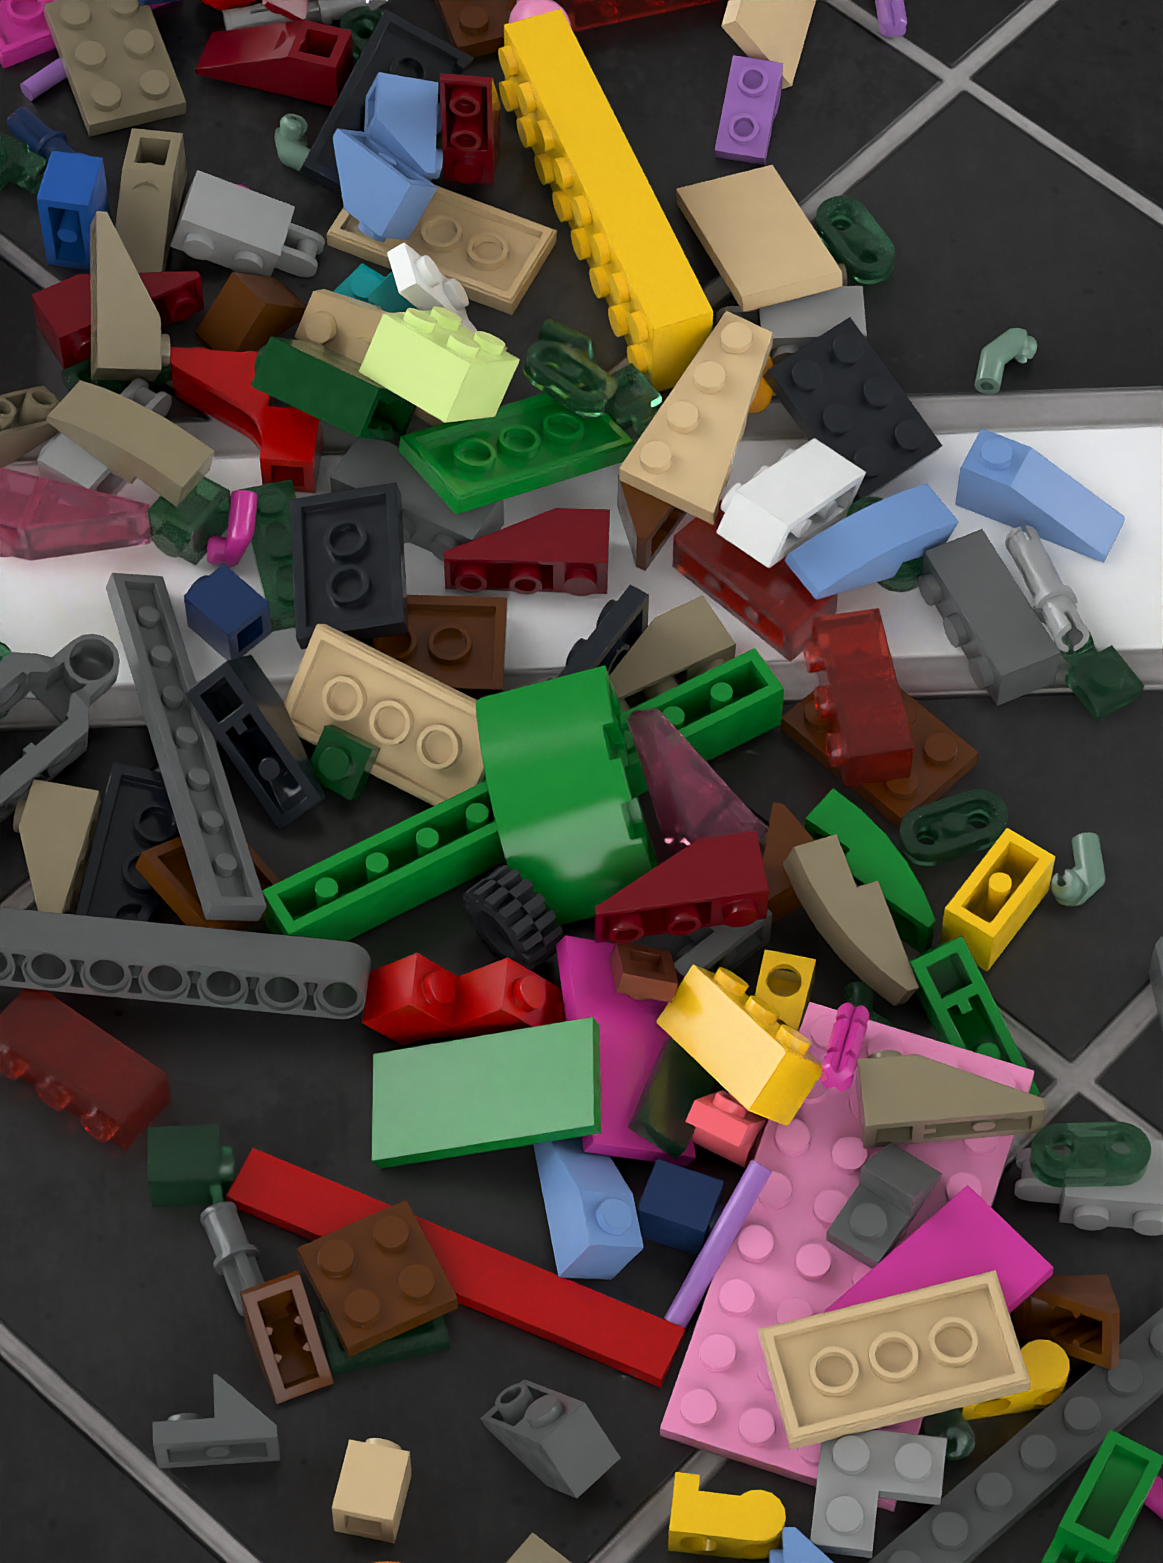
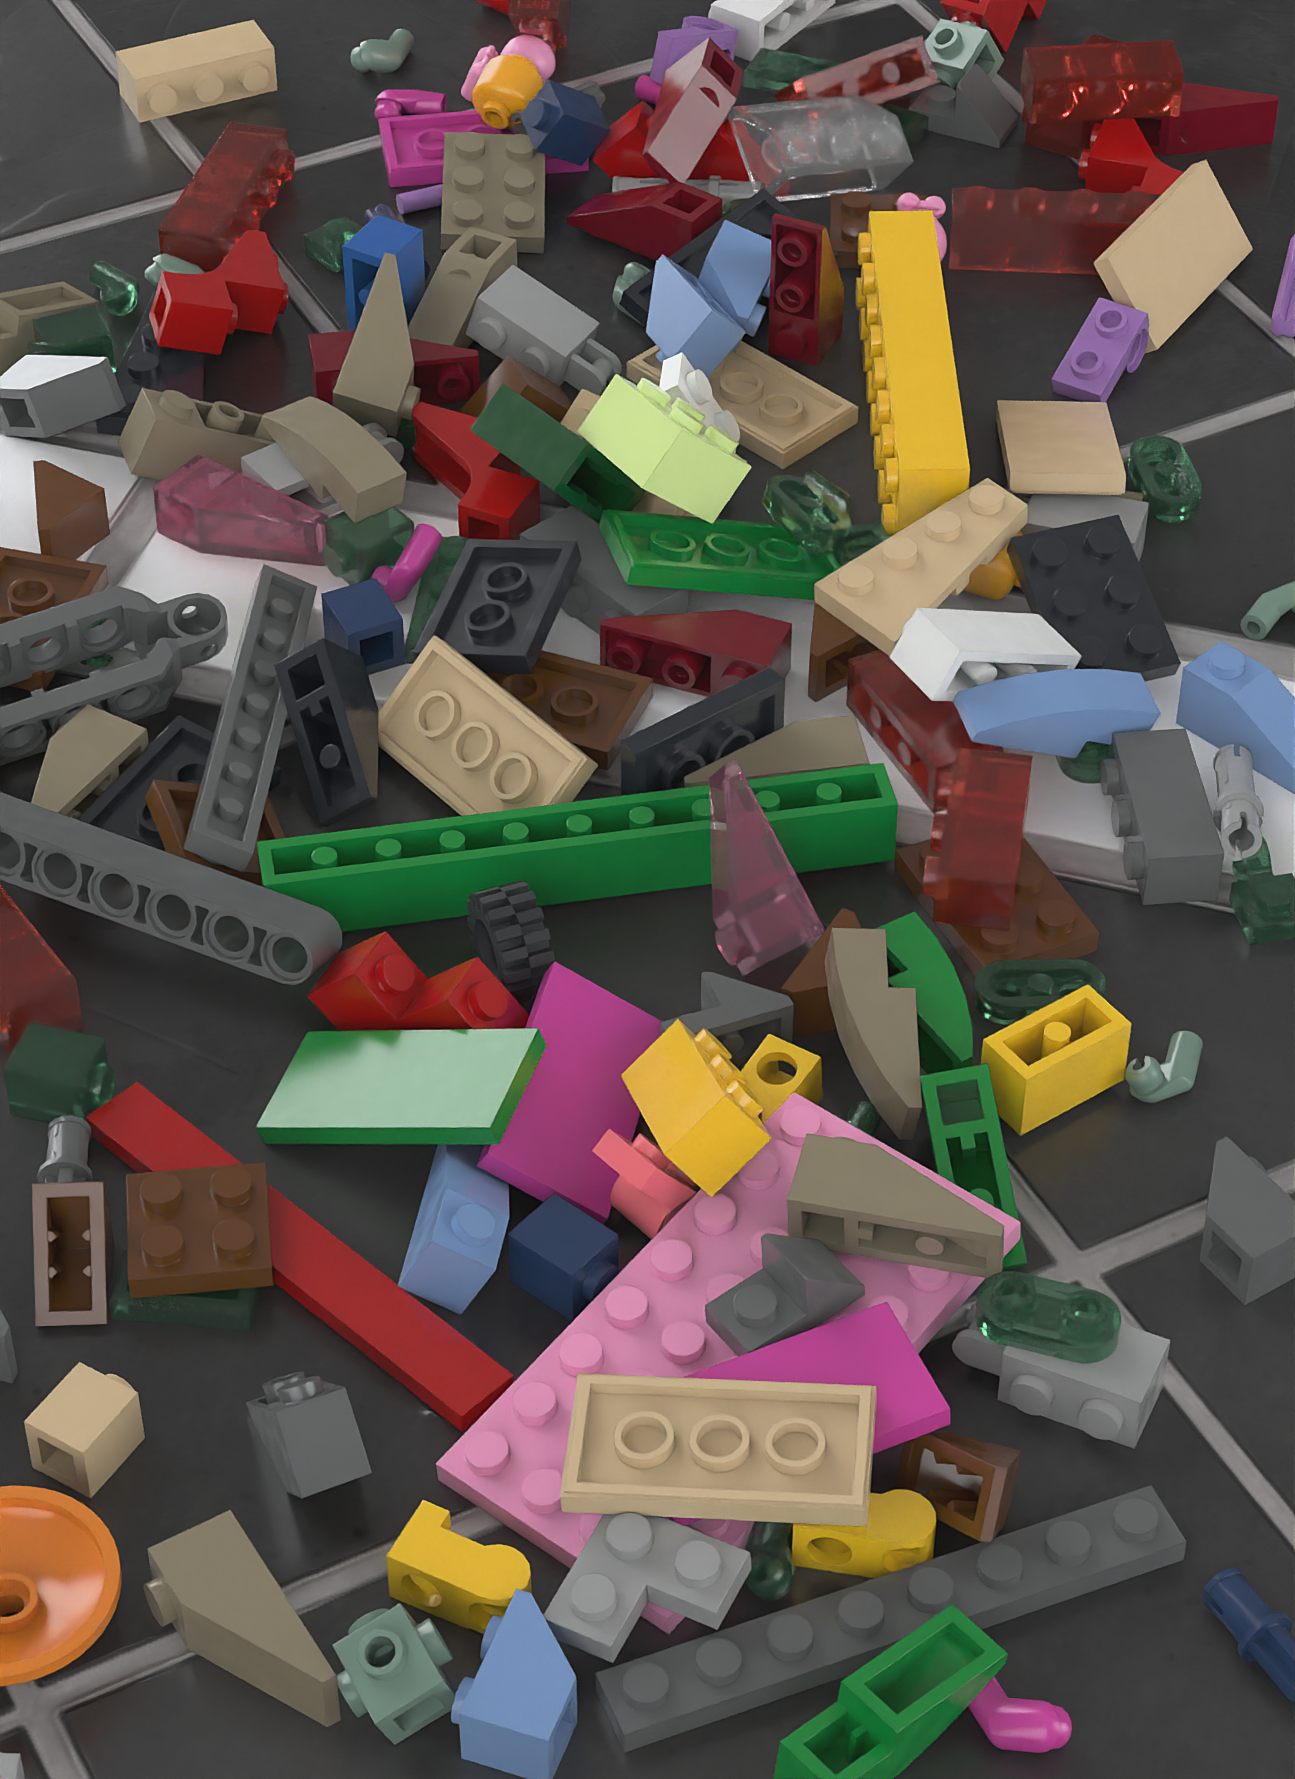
camera: 20 degrees right, 15 degrees down
(343, 761) = (412, 775): dark green plate -> none
(563, 790) = (612, 844): green panel -> none
(643, 972) = (622, 1019): copper plate -> none
(668, 1098) = (571, 1154): tile -> none
(699, 887) = (705, 950): dark red slope -> none
(718, 1244) = (586, 1293): medium lavender bar -> none
(844, 1046) = (815, 1115): dark pink axle -> none

